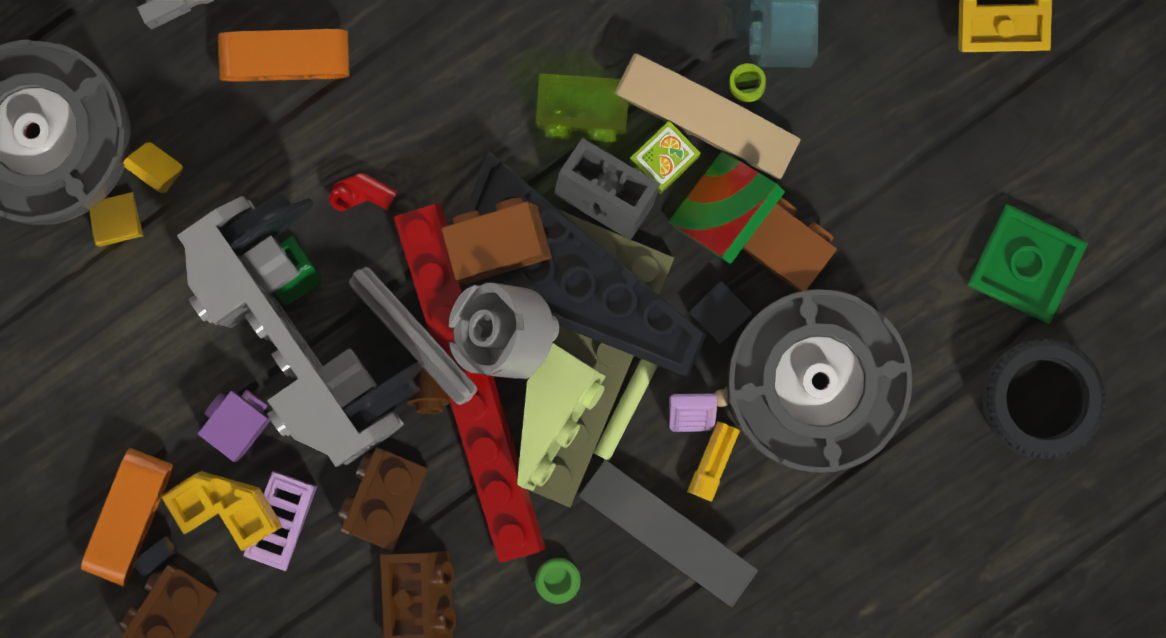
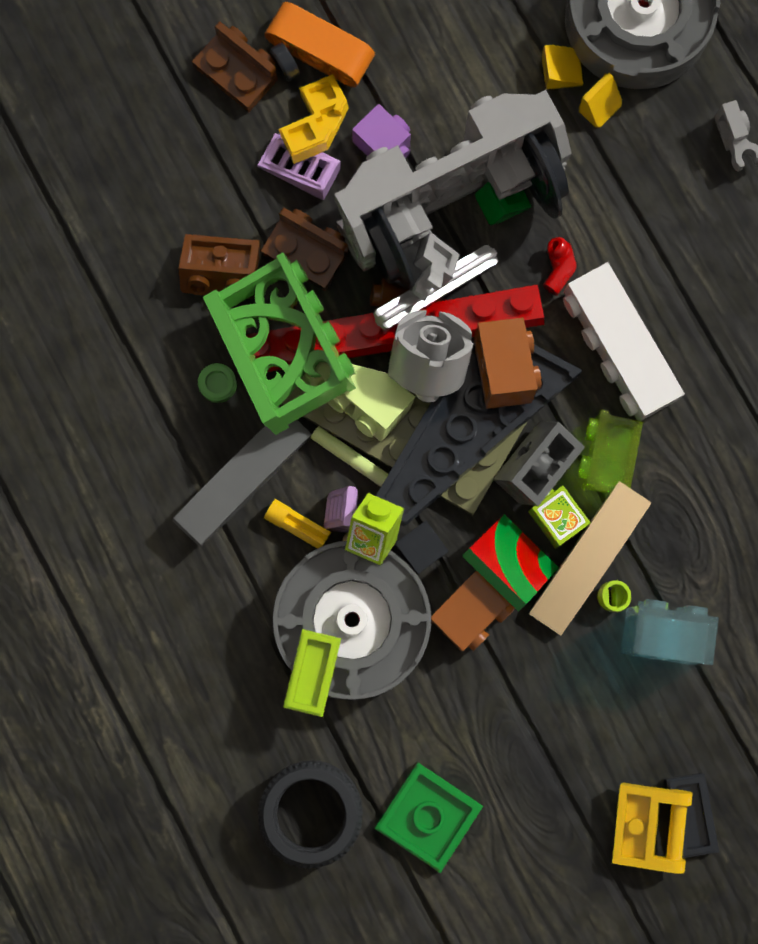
camera: 90 degrees right, 5 degrees down
(283, 55) = (682, 216): orange beam -> none
(389, 337) = (436, 263): none -> light grey plate
(450, 107) = (622, 342): none -> white brick
(489, 567) = (234, 323): none -> bright green fence
(715, 368) = (374, 529): none -> lime brick
(888, 417) = (312, 673): none -> lime tile

